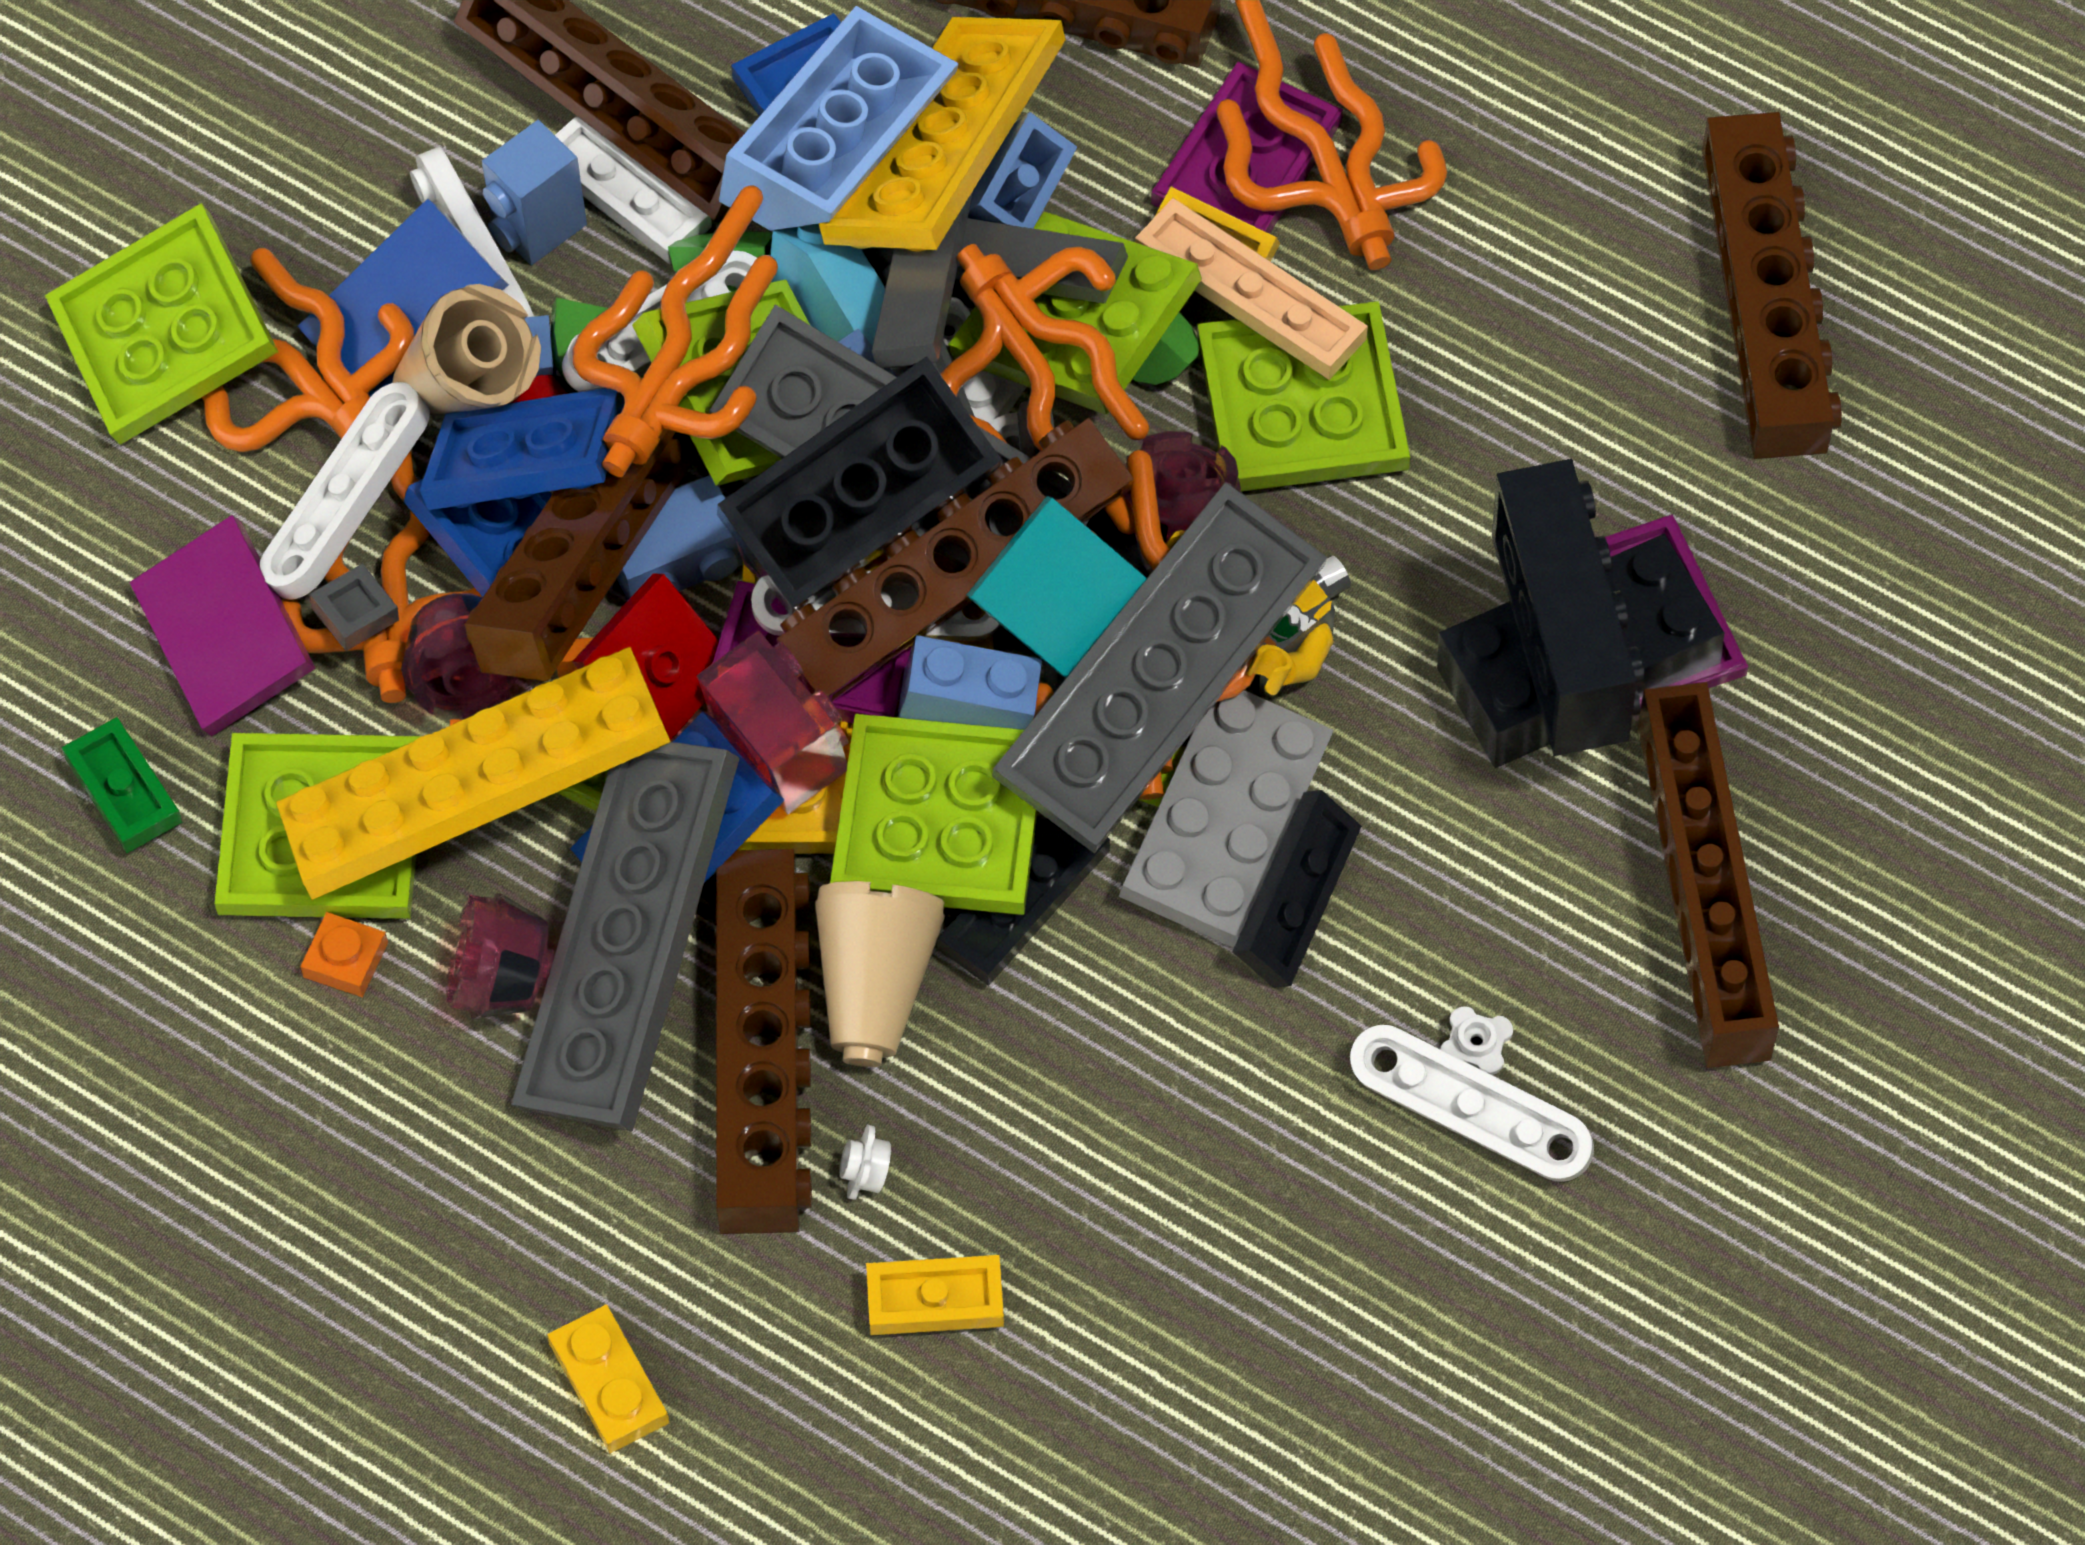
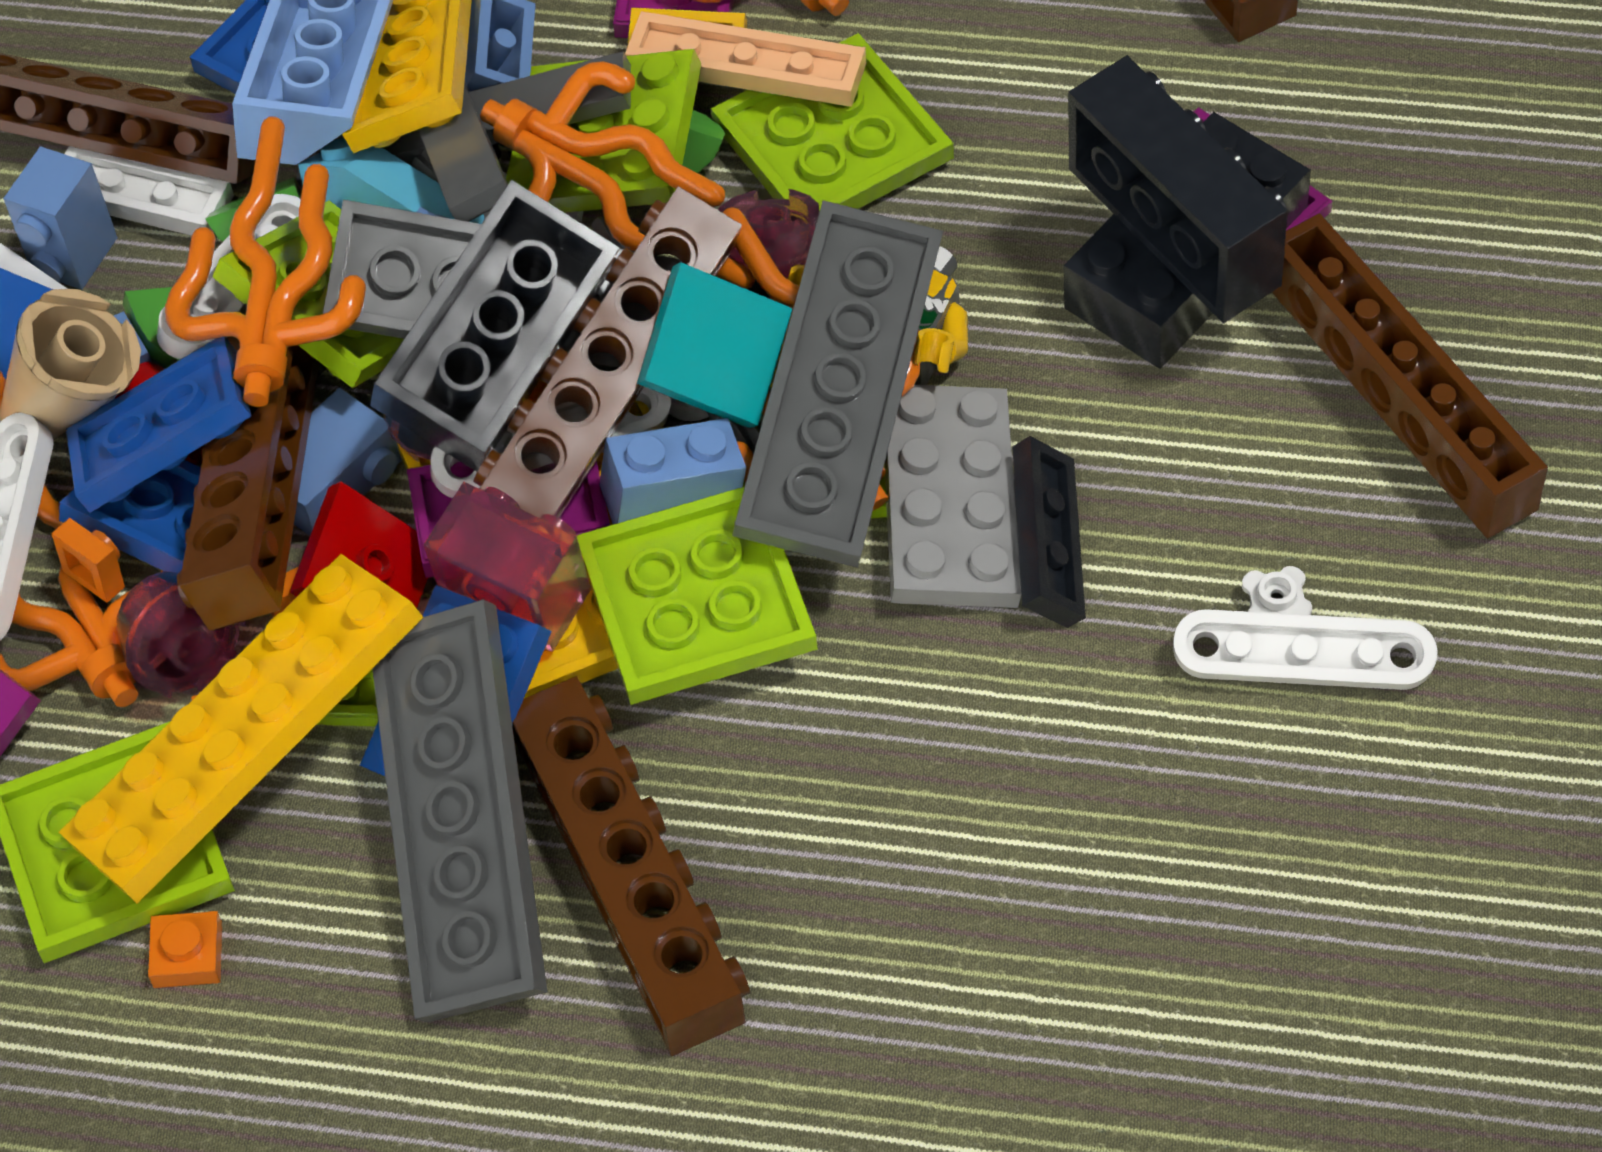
camera: 20 degrees left, 5 degrees down
(354, 607) = (55, 629): dark grey plate -> none
(414, 550) = (89, 559): none -> orange plate
(498, 958) = (341, 887): clear pink cone -> none
(865, 1163) = (781, 931): white plate -> none
(873, 963) = (699, 746): tan cone -> none
(935, 1295) = (907, 1023): yellow plate -> none
(990, 940) = (793, 687): black plate -> none

